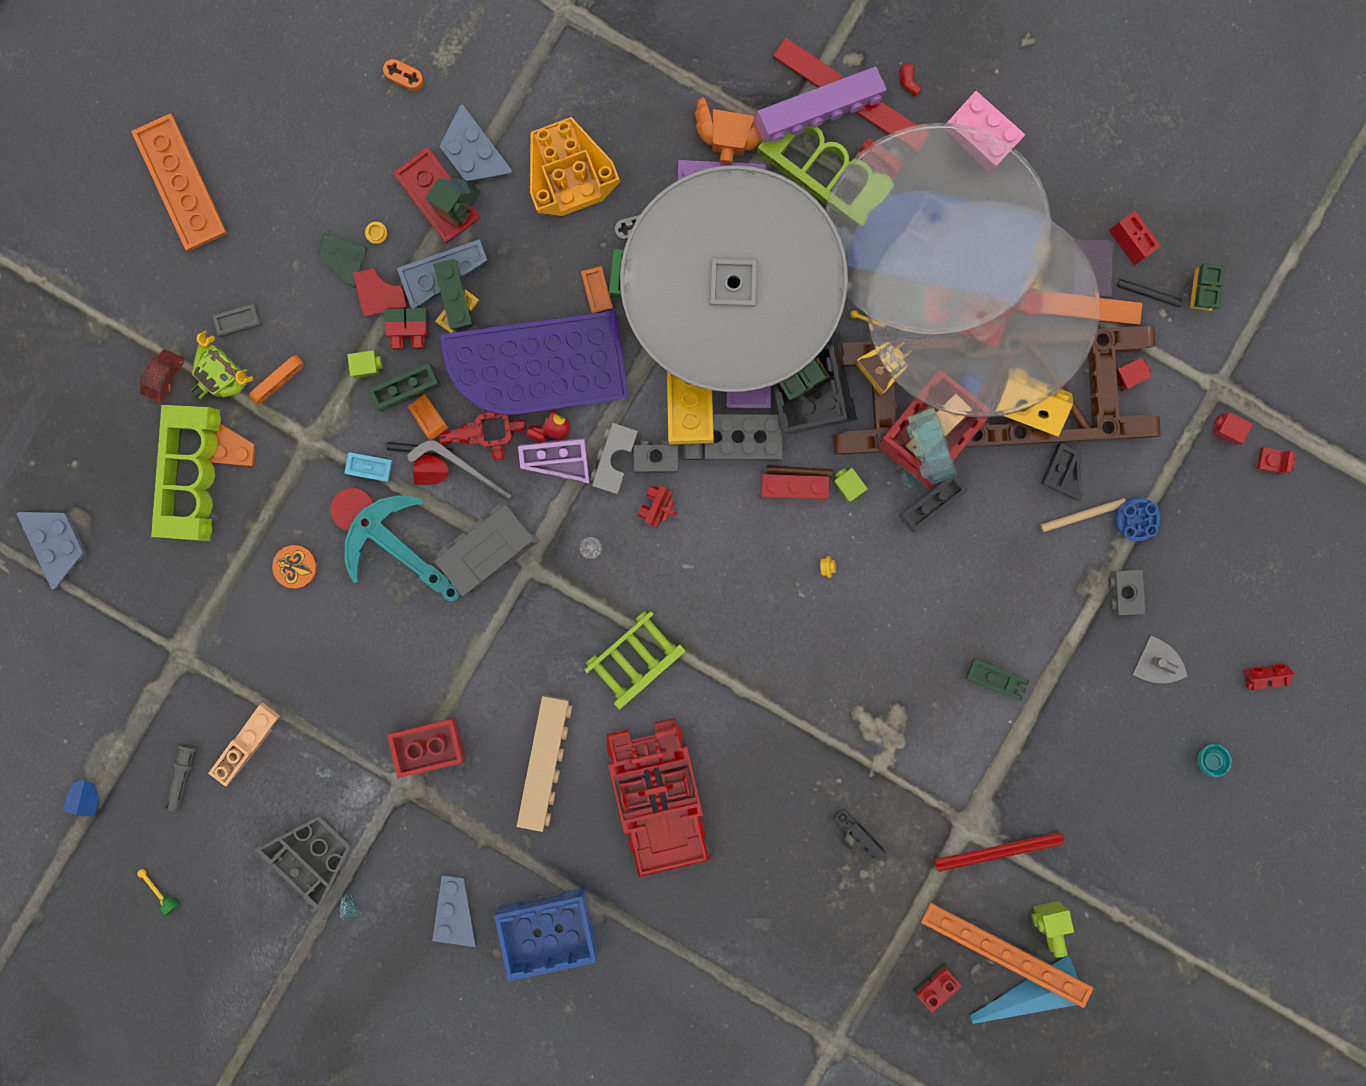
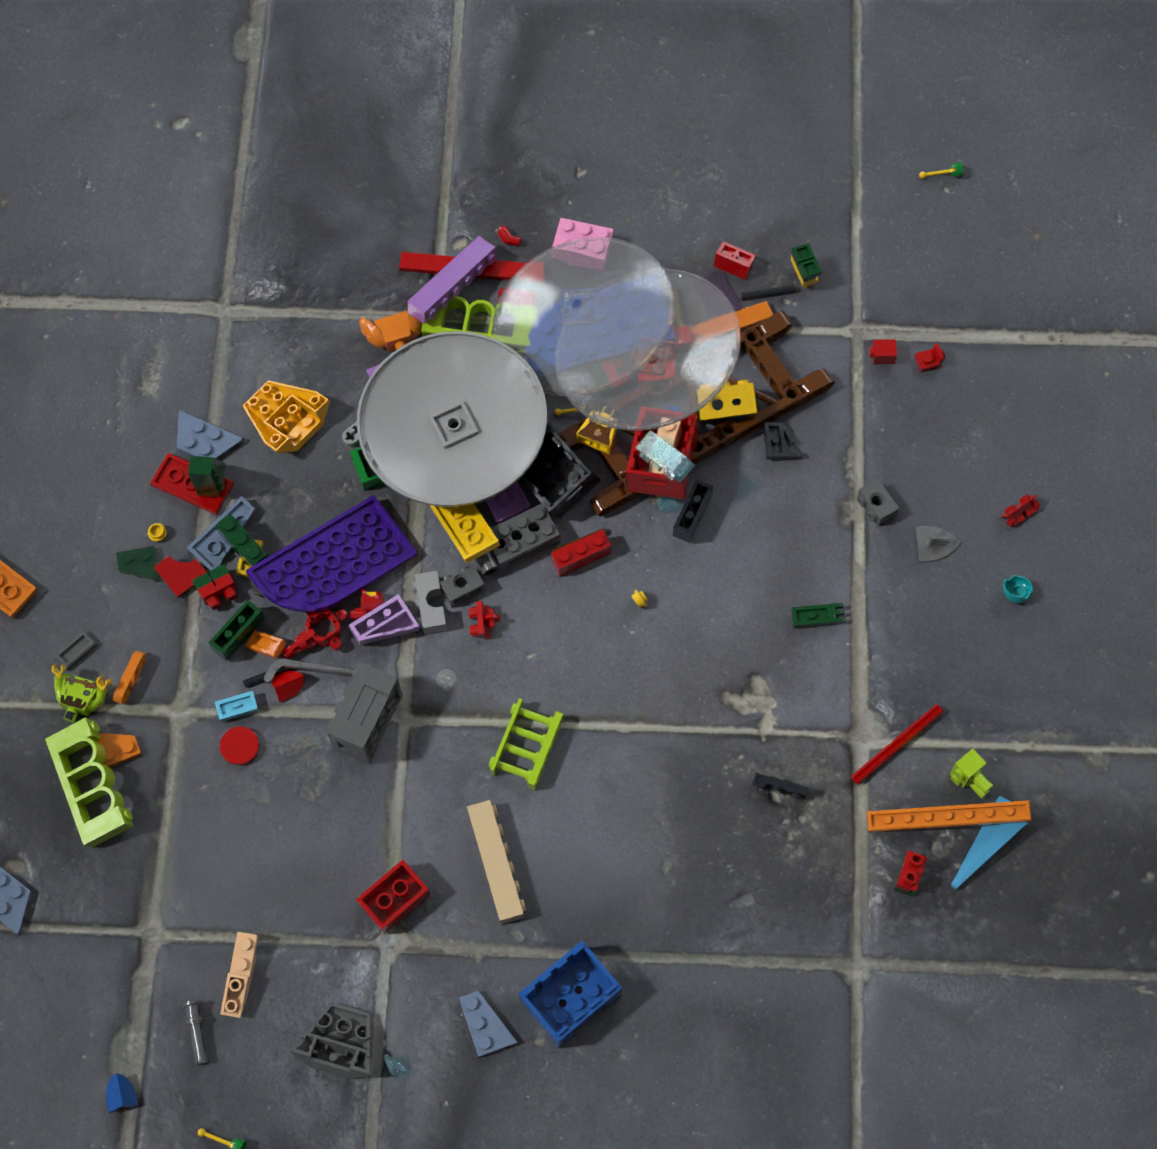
camera: 30 degrees left, 20 degrees down
(158, 374) = (32, 719): clear red brick -> none
(294, 566) = (213, 814): orange tile -> none
(364, 364) = (195, 630): lime brick -> none
(386, 539) = (284, 754): teal piece -> none
(404, 70) = (124, 411): orange beam -> none
(597, 290) = (350, 489): orange tile -> none
(667, 835) = (627, 865): red piece -> none
(804, 379) = (547, 462): dark green hips -> none
(849, 484) = (622, 531): lime brick -> none
(1081, 515) = (812, 466): tan bar -> none
(1133, 374) = (788, 350): red brick -> none
(1138, 519) = (854, 447): blue tile -> none

